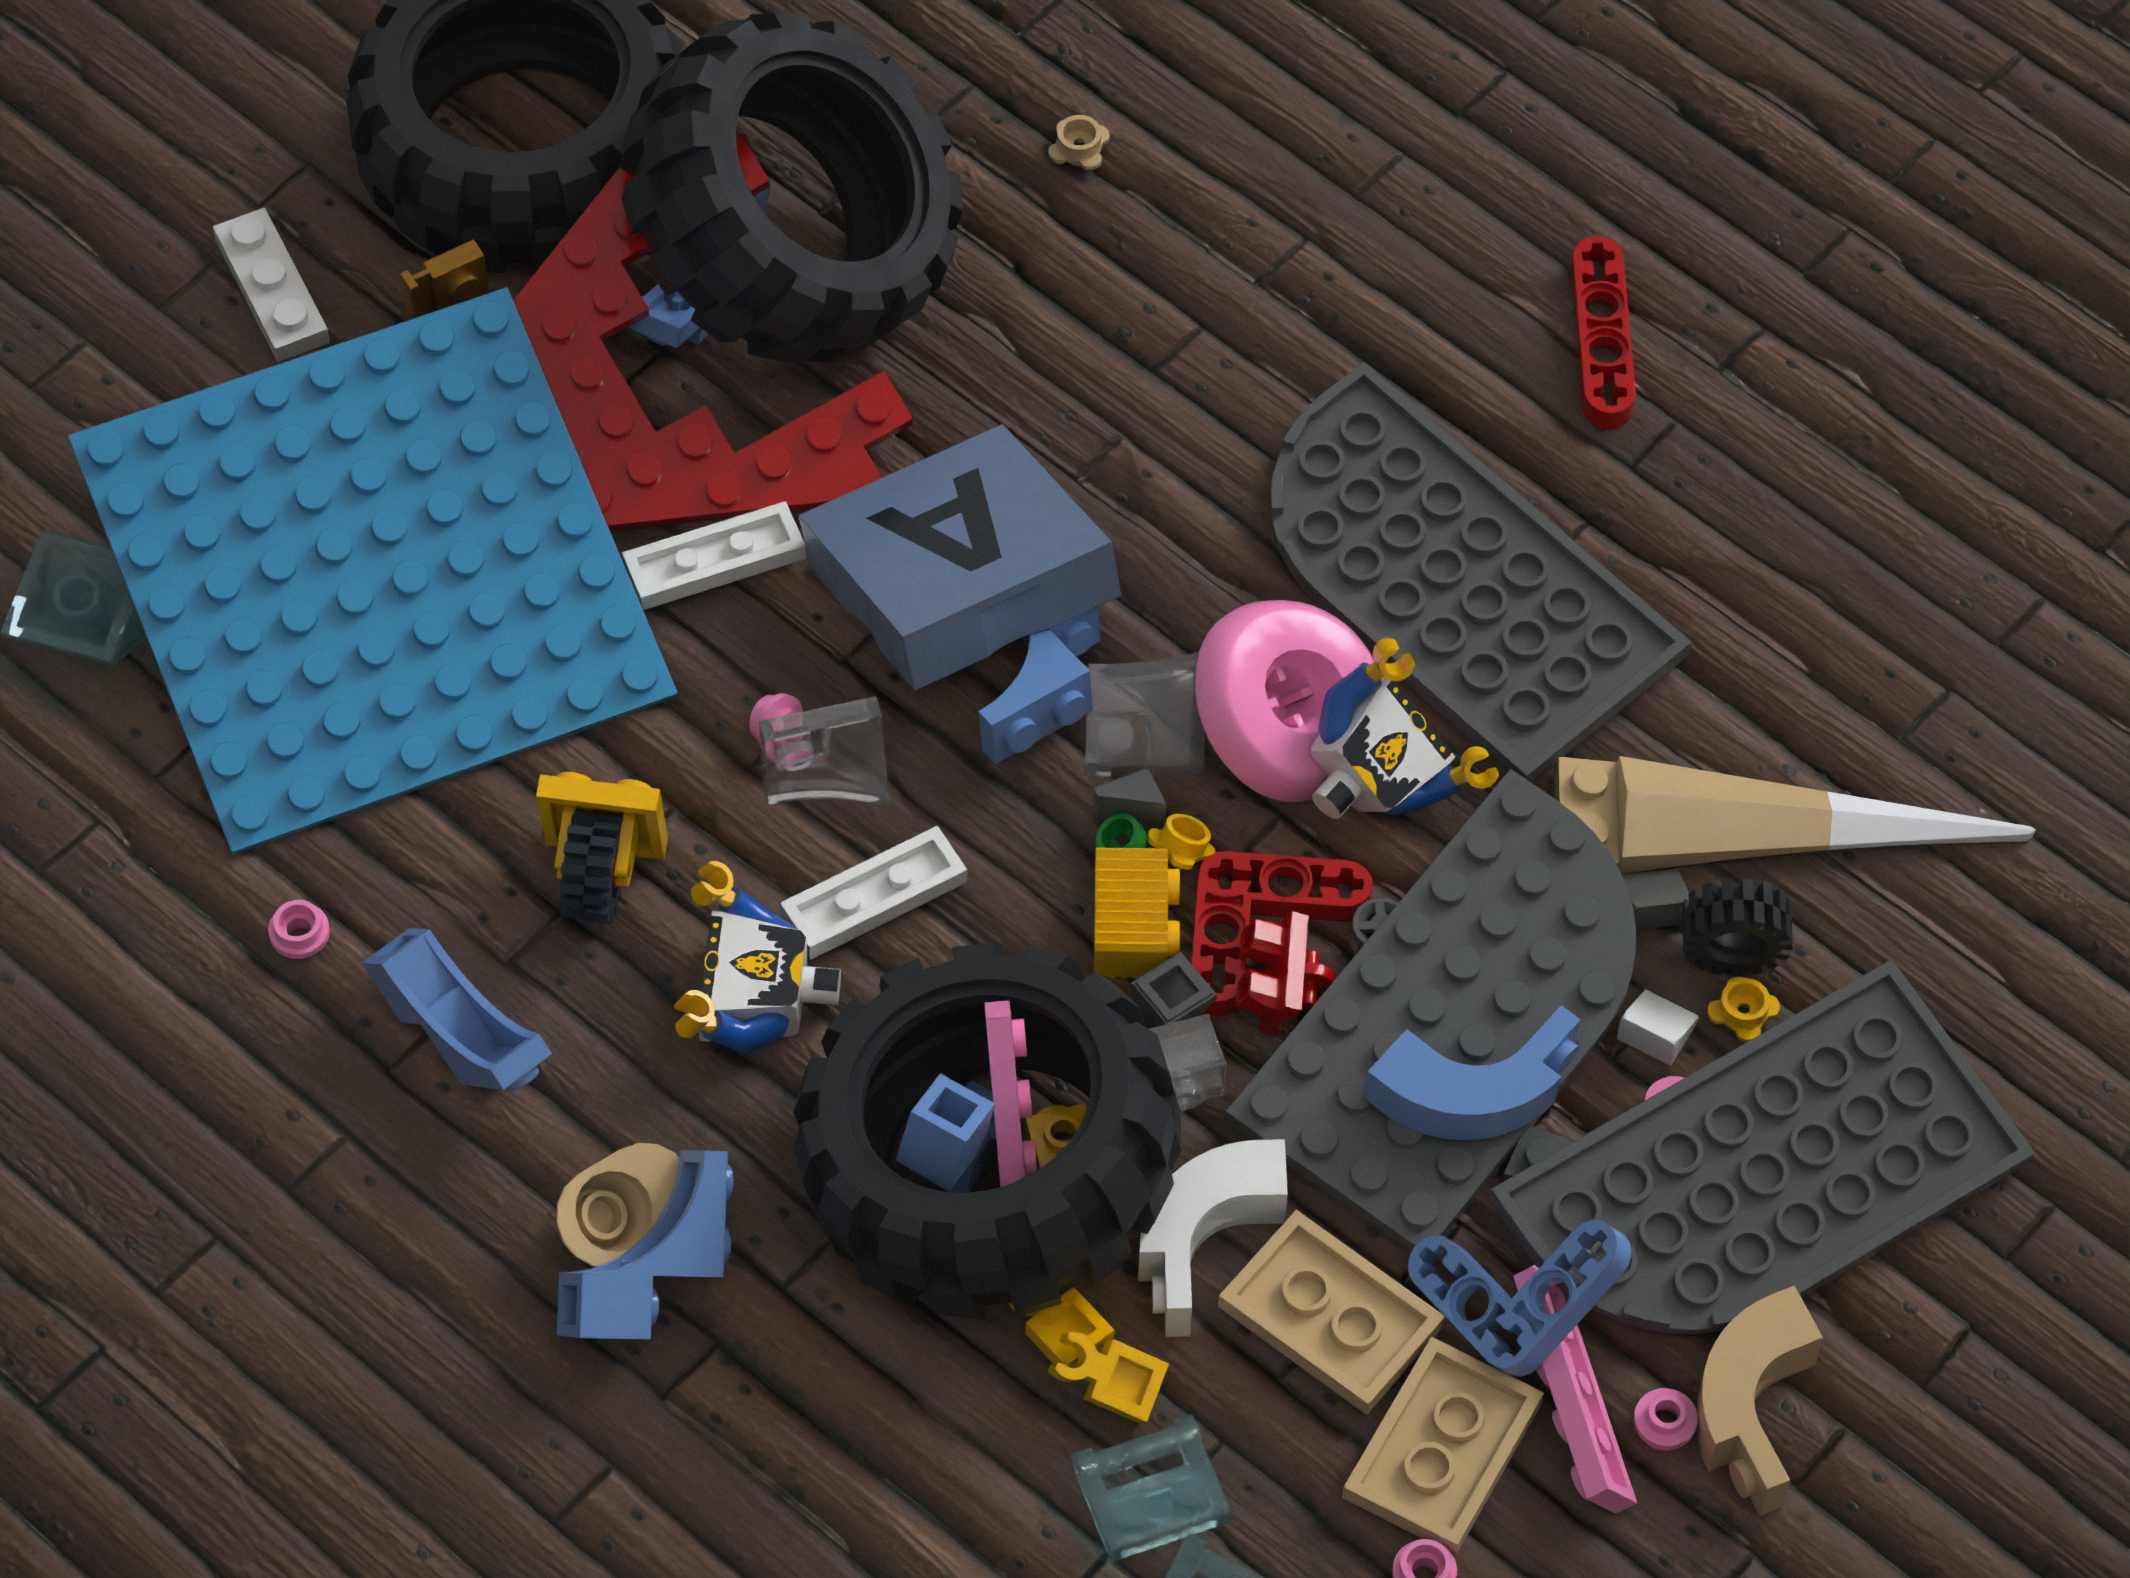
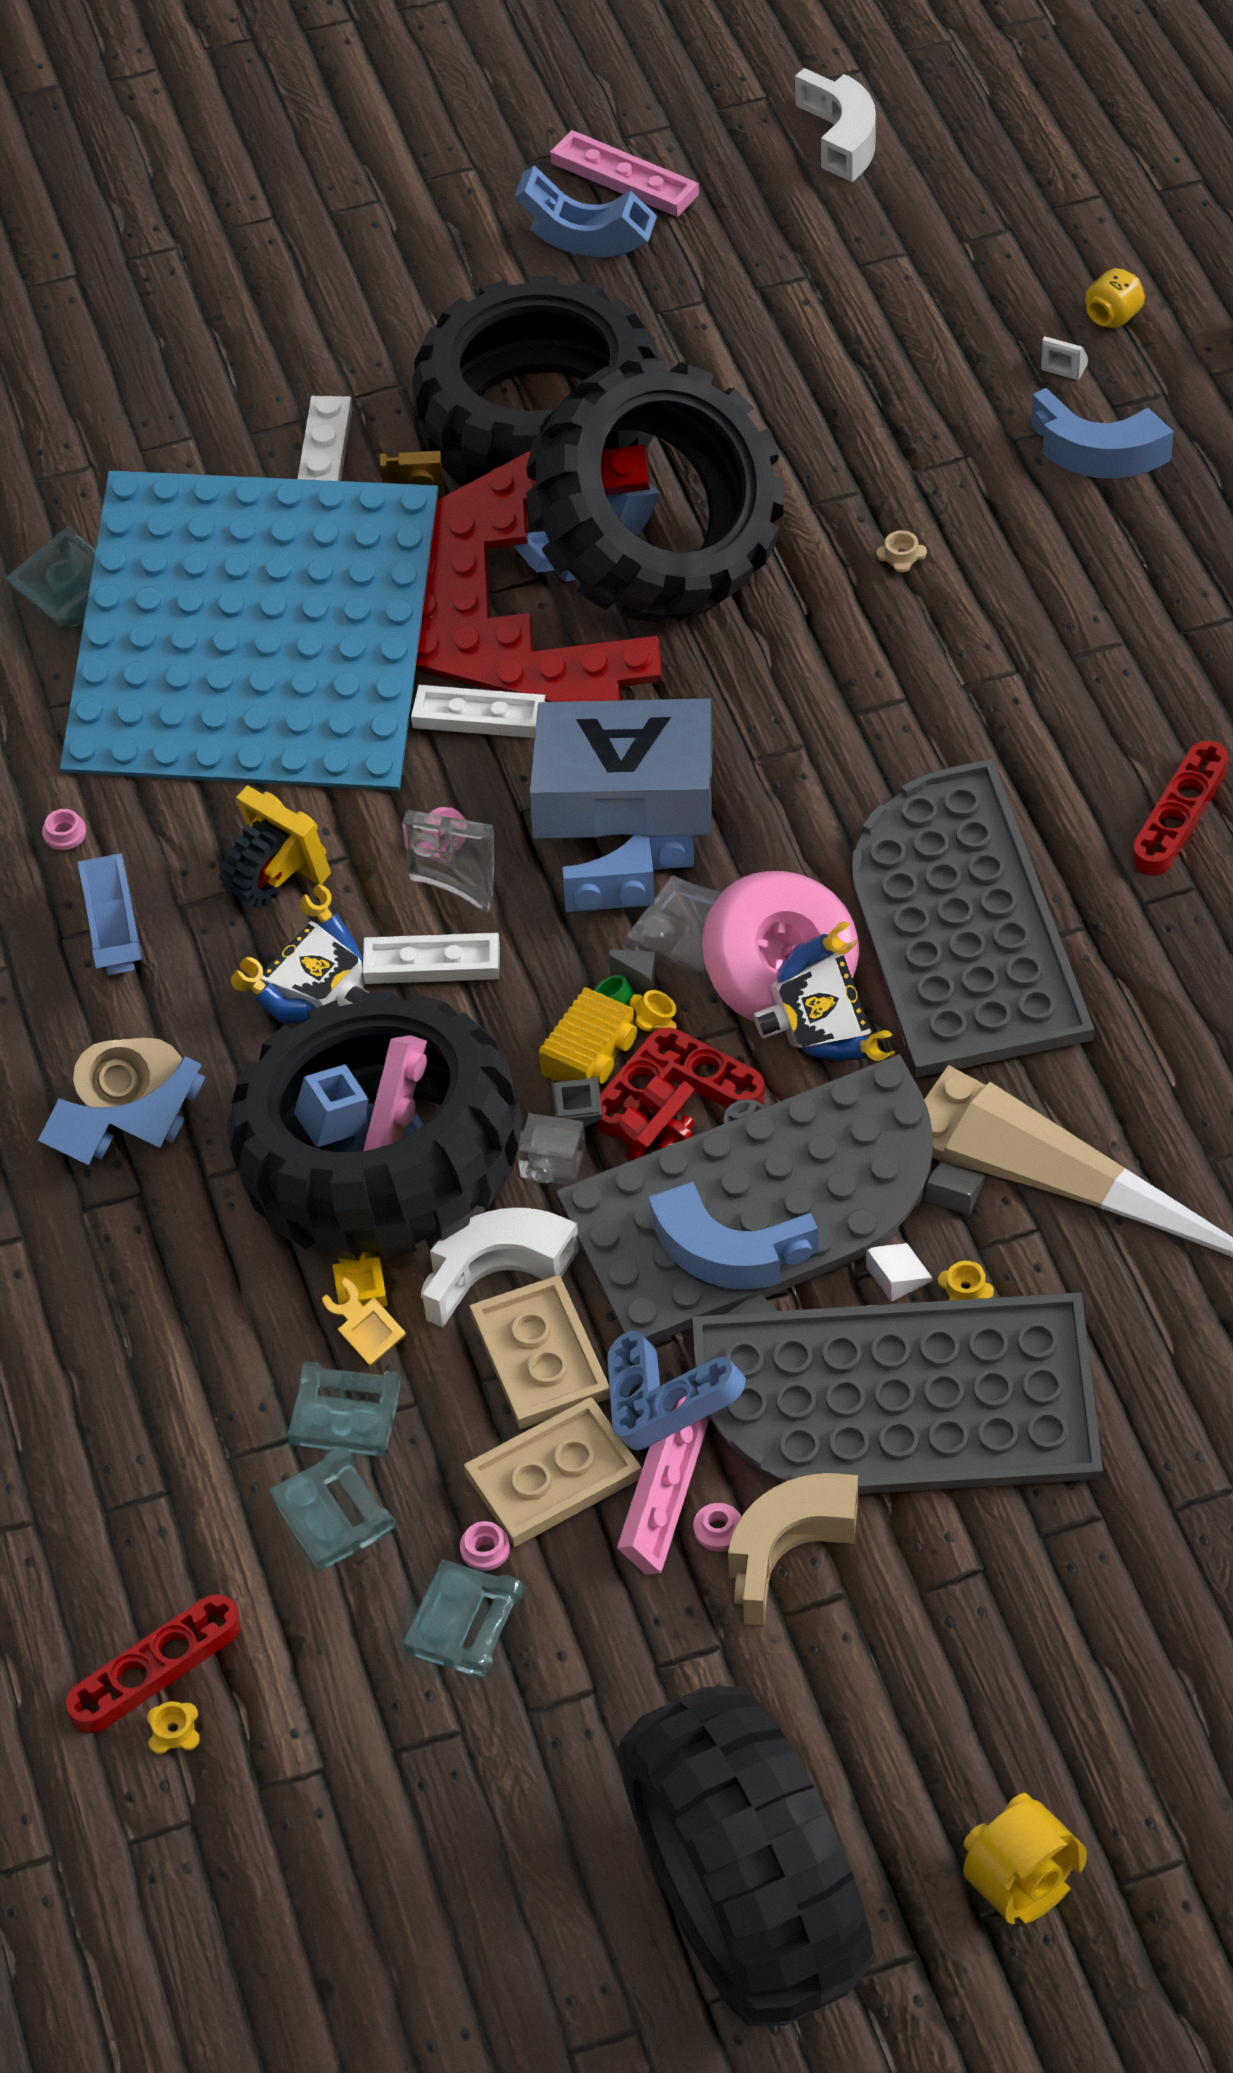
camera: 35 degrees right, 5 degrees down
(1737, 927) = (988, 1224): black tyre -> none

